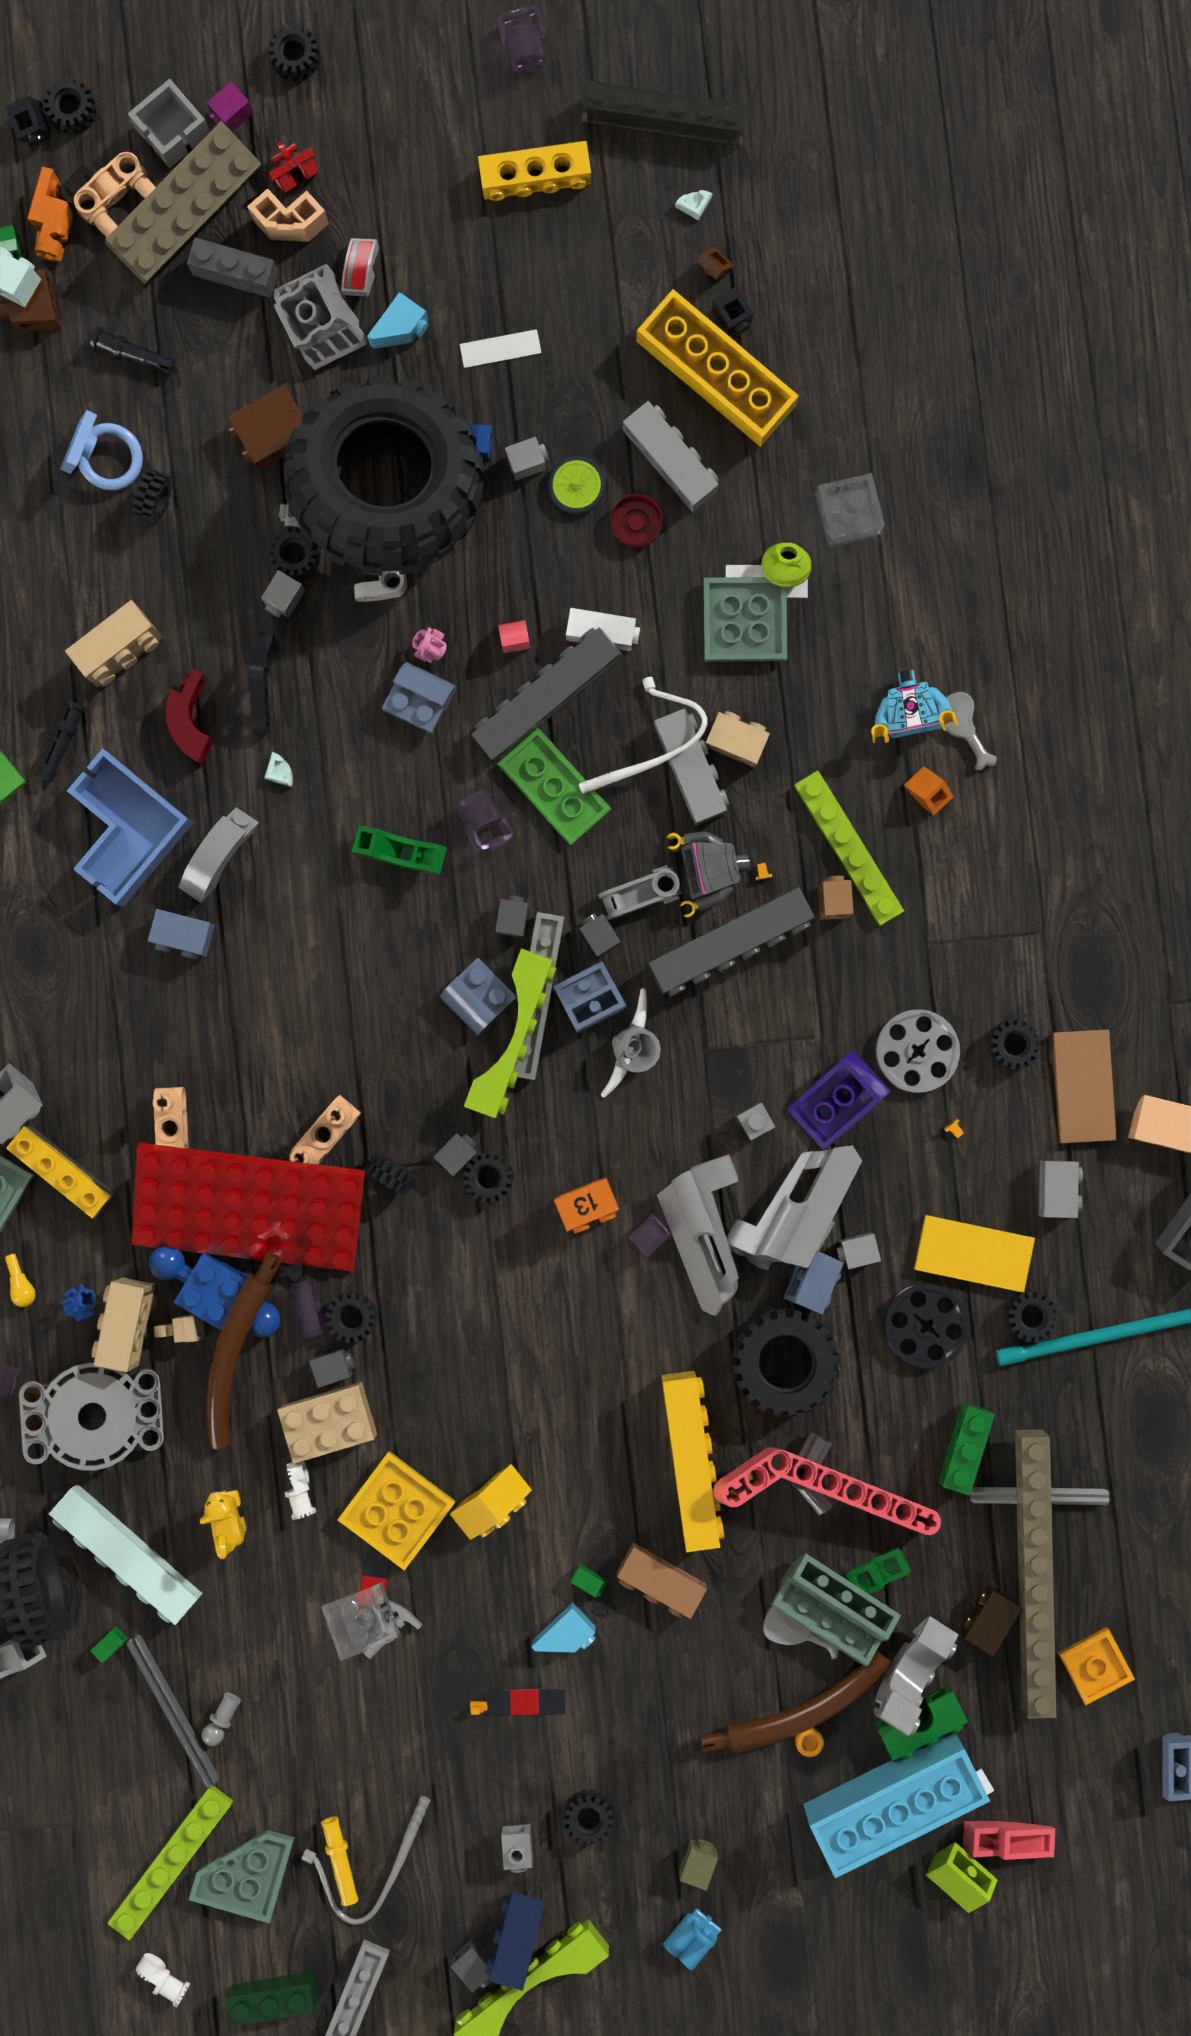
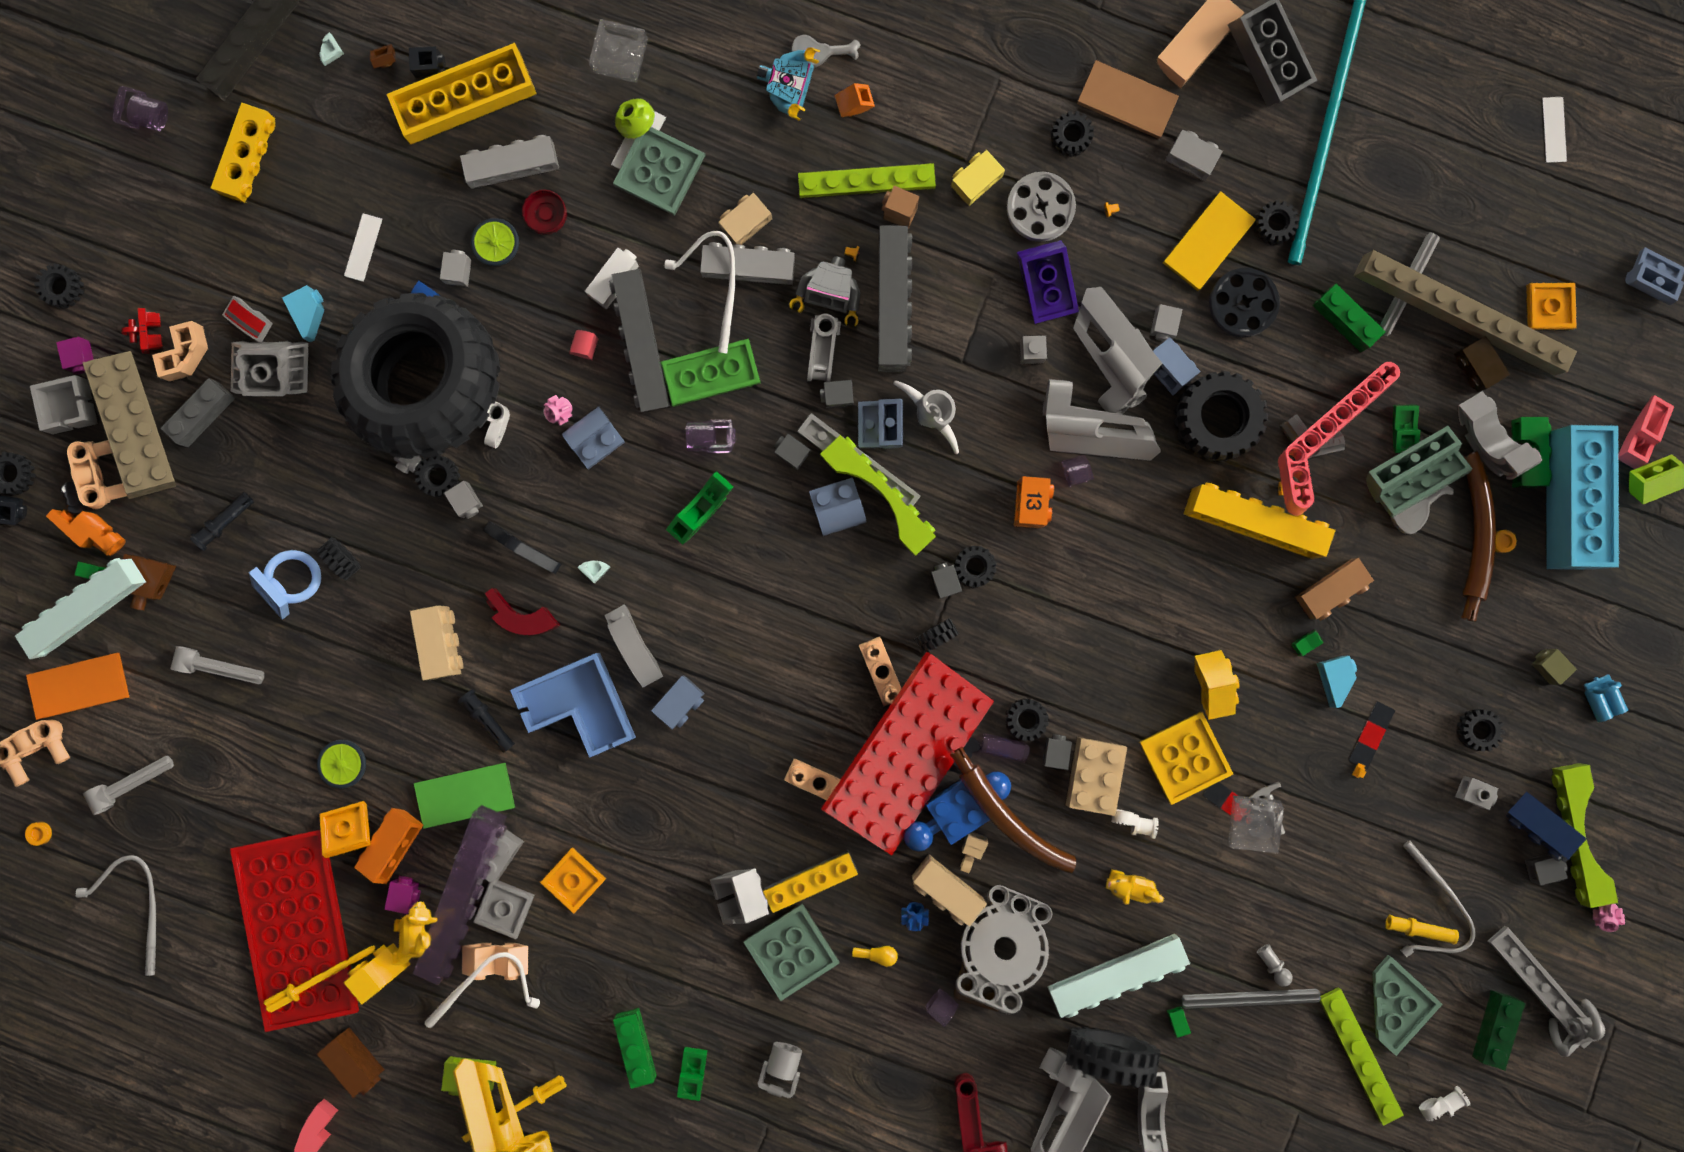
camera: 70 degrees left, 0 degrees up
(266, 427) = (332, 447): reddish brown brick -> none
(913, 965) = (977, 177): none -> light yellow brick

